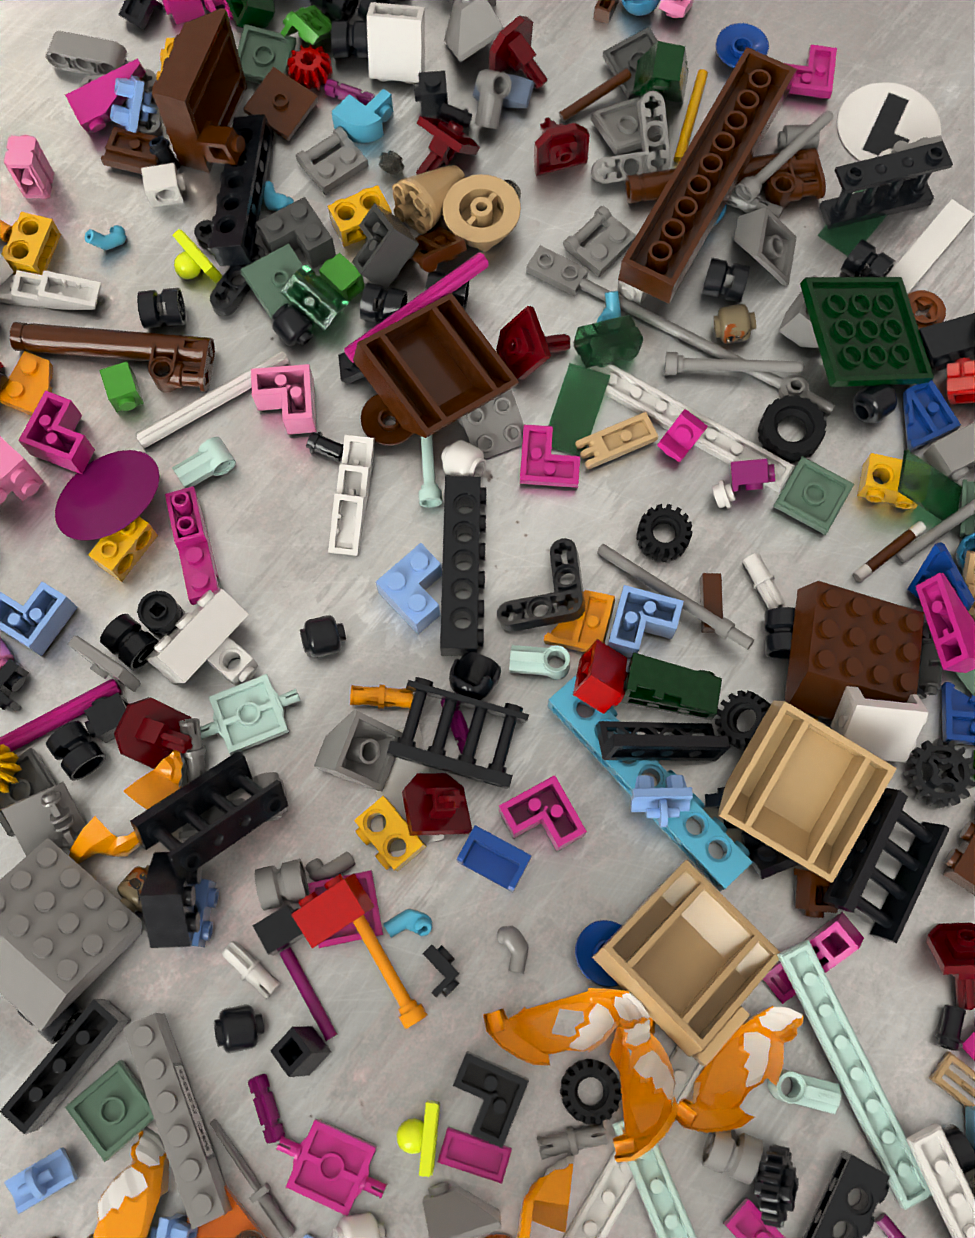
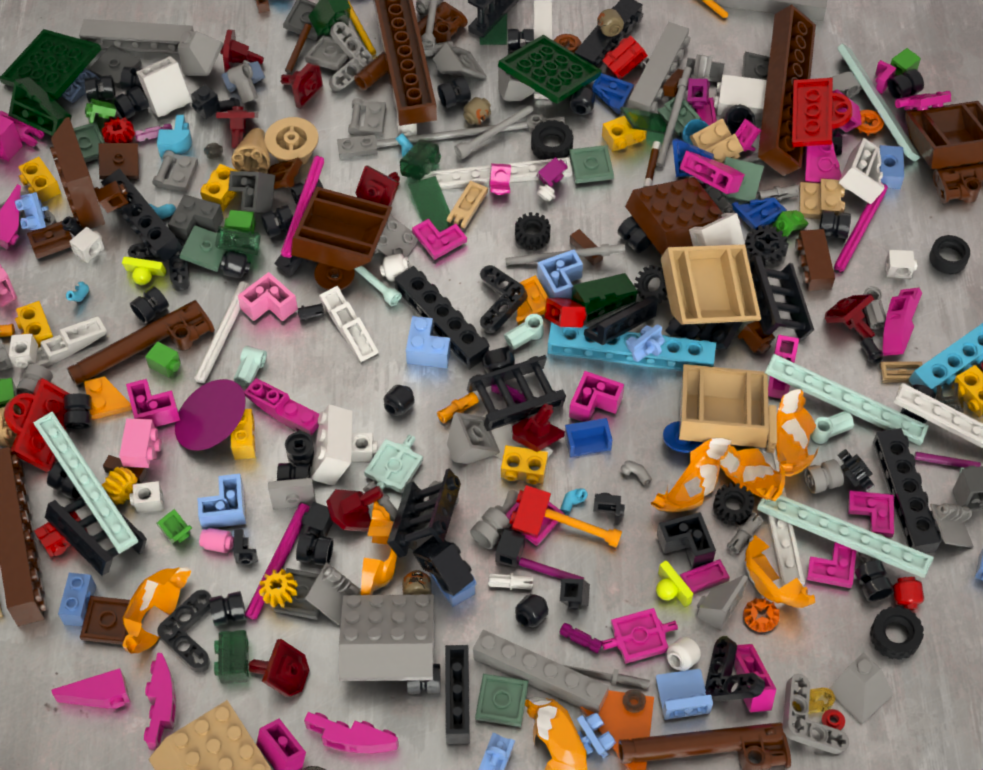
camera: 40 degrees left, 15 degrees down
(763, 581) = (602, 219): white axle -> none

